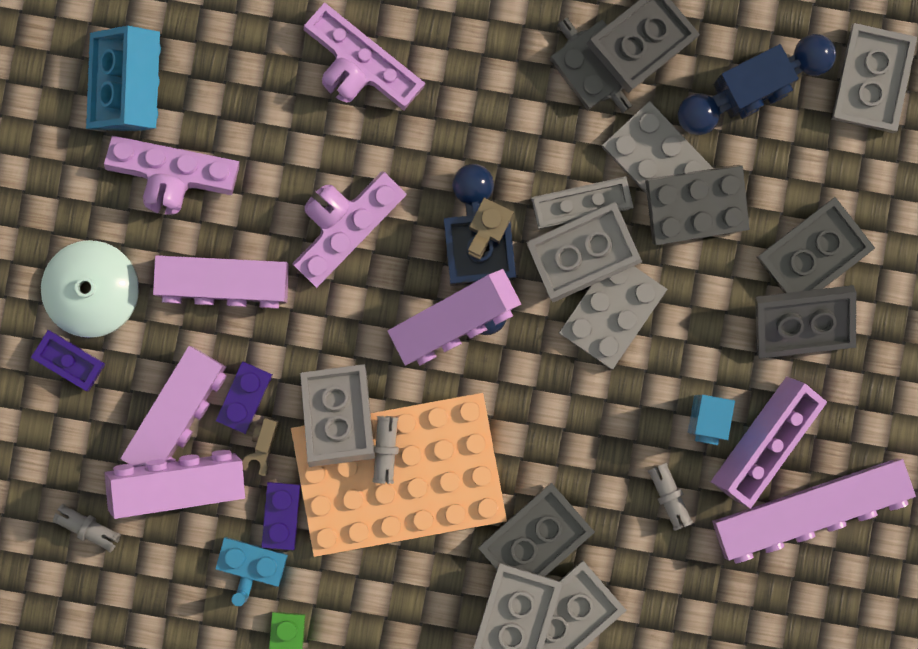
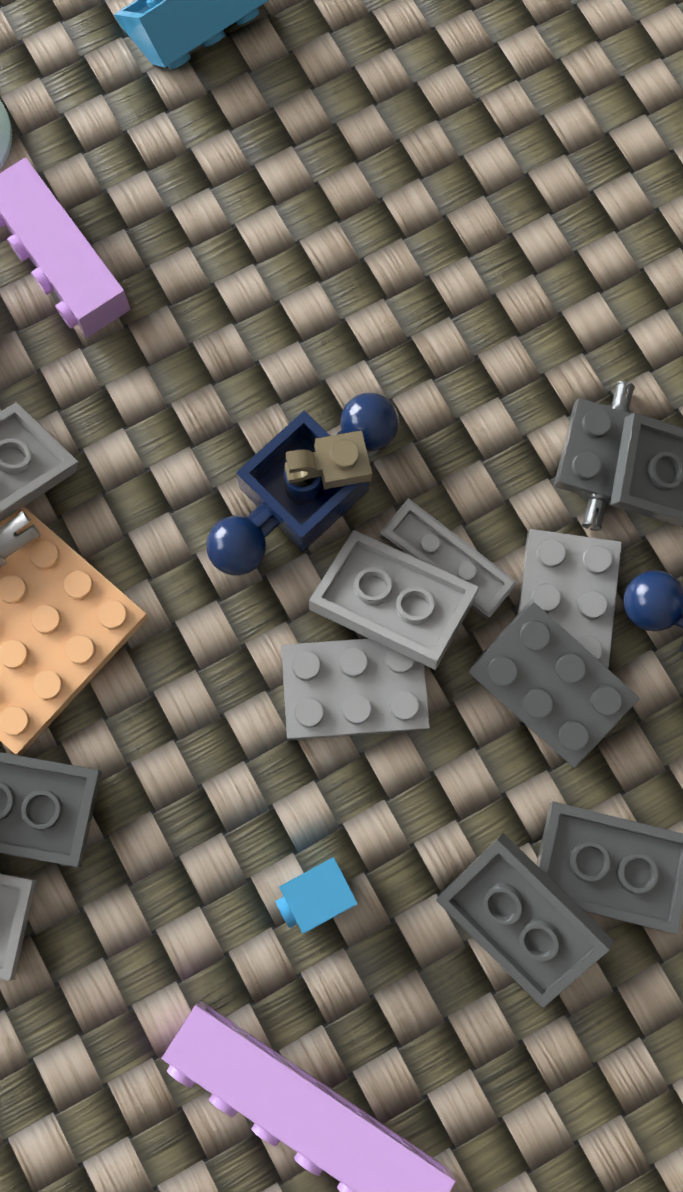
camera: 50 degrees right, 10 degrees down
(170, 171) = (131, 119): lavender plate -> none
(344, 224) = (217, 326): lavender plate -> none
(359, 61) = (403, 213): lavender plate -> none
(454, 317) = (202, 505): lavender brick -> none
(670, 496) = (189, 925): light grey pin -> none
(768, 441) = (345, 991): lavender brick -> none

